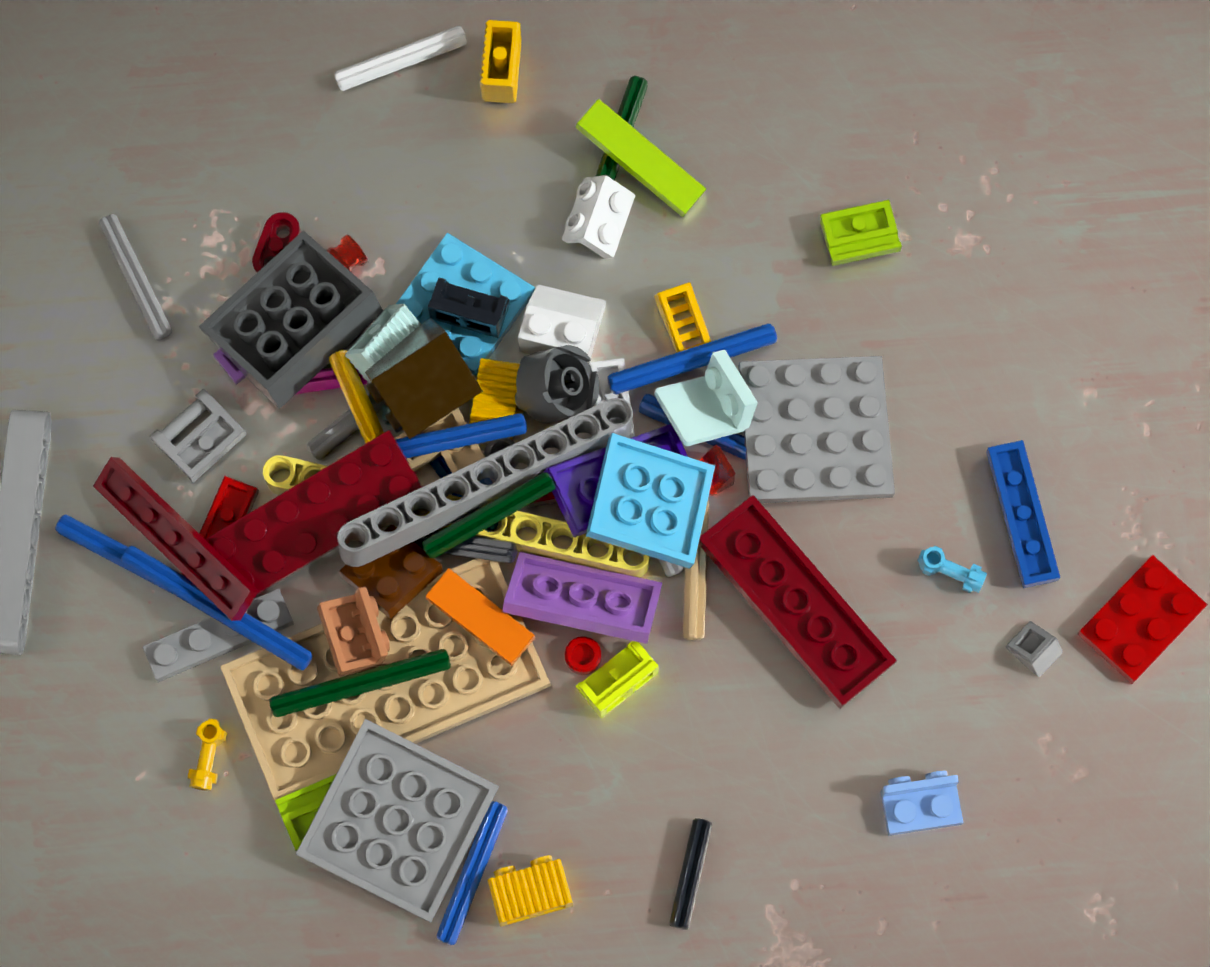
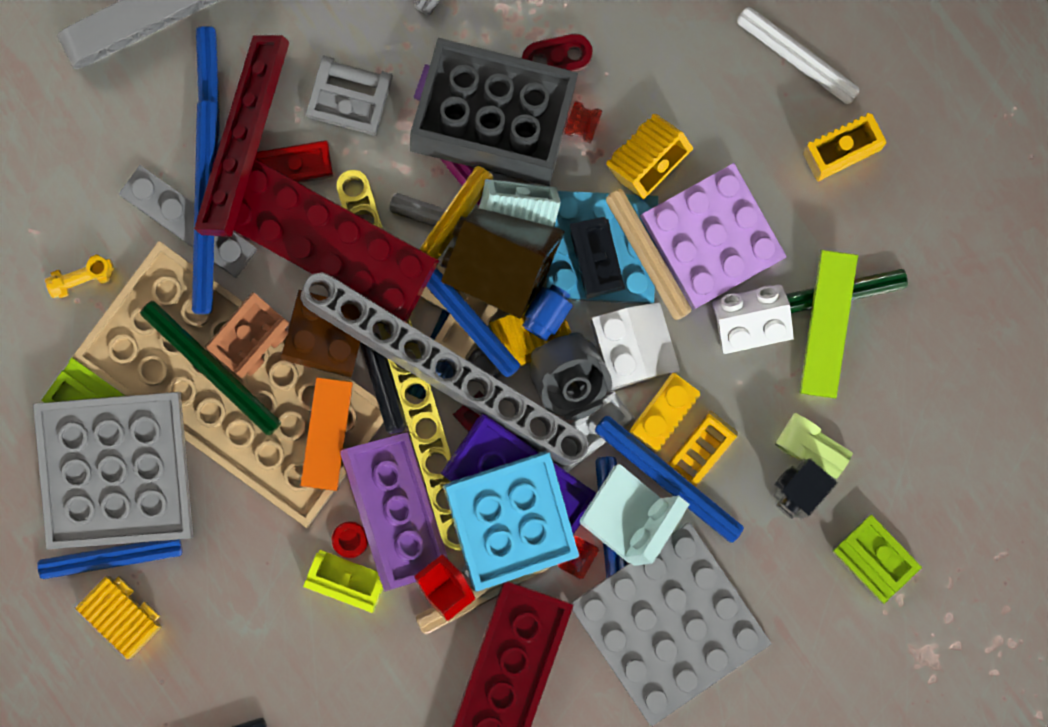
camera: 55 degrees right, 10 degrees up
(409, 218) = (649, 156): none -> yellow brick
(488, 515) = (415, 389): dark green axle -> none
(491, 368) = (547, 312): none -> blue brick
(492, 264) = (648, 254): none -> tan axle
(509, 208) = (713, 236): none -> lavender plate
(633, 327) = (665, 412): none -> yellow brick
(674, 591) = (444, 587): none -> red panel
(727, 233) = (804, 441): none -> yellowish green piece
(767, 252) = (802, 489): none -> black brick

